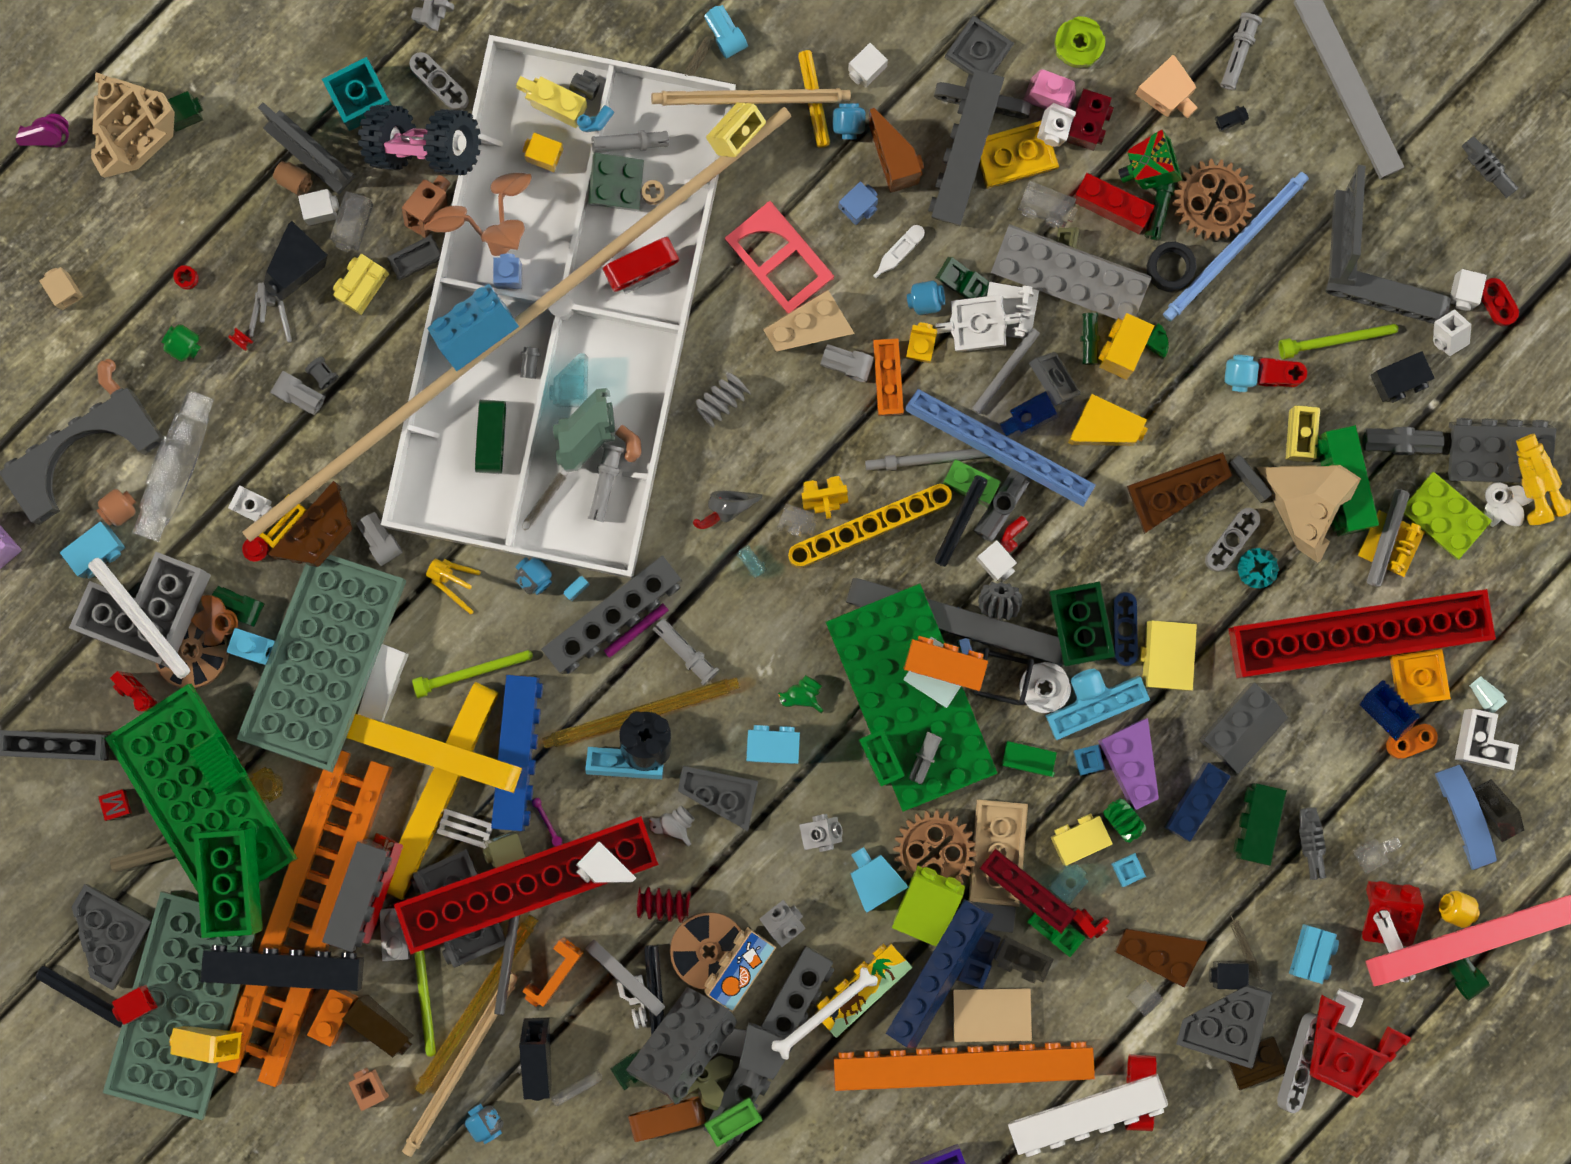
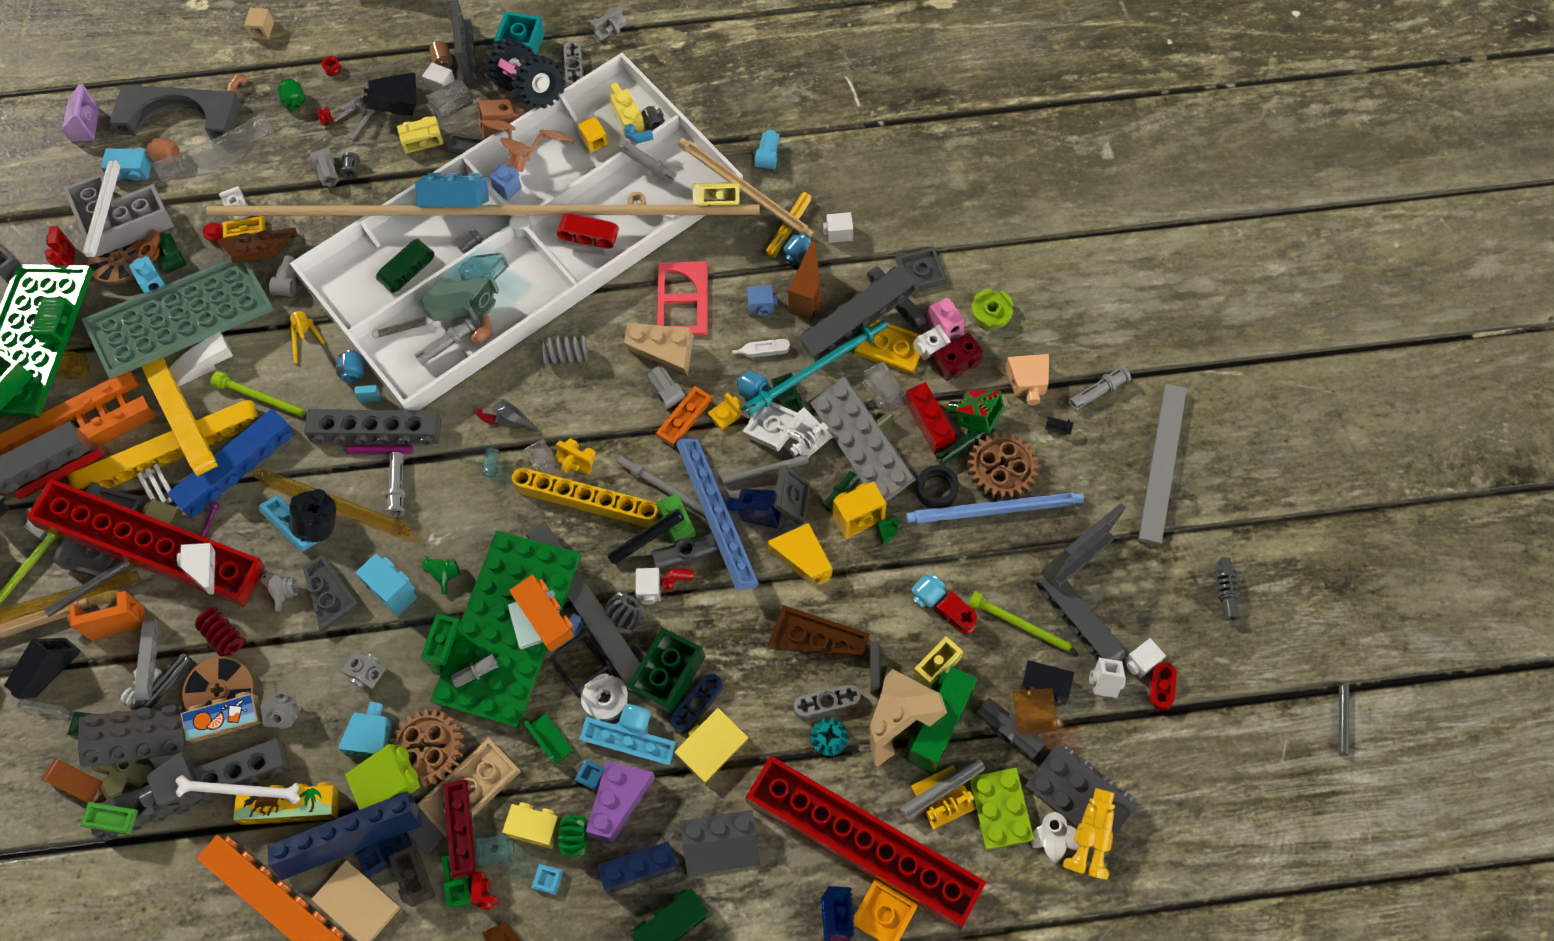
camera: 40 degrees right, 20 degrees down
(616, 181) = (618, 178): dark green plate -> none
(953, 303) = (765, 398): none -> teal bar
(1416, 411) = (1035, 710): none -> clear orange piece

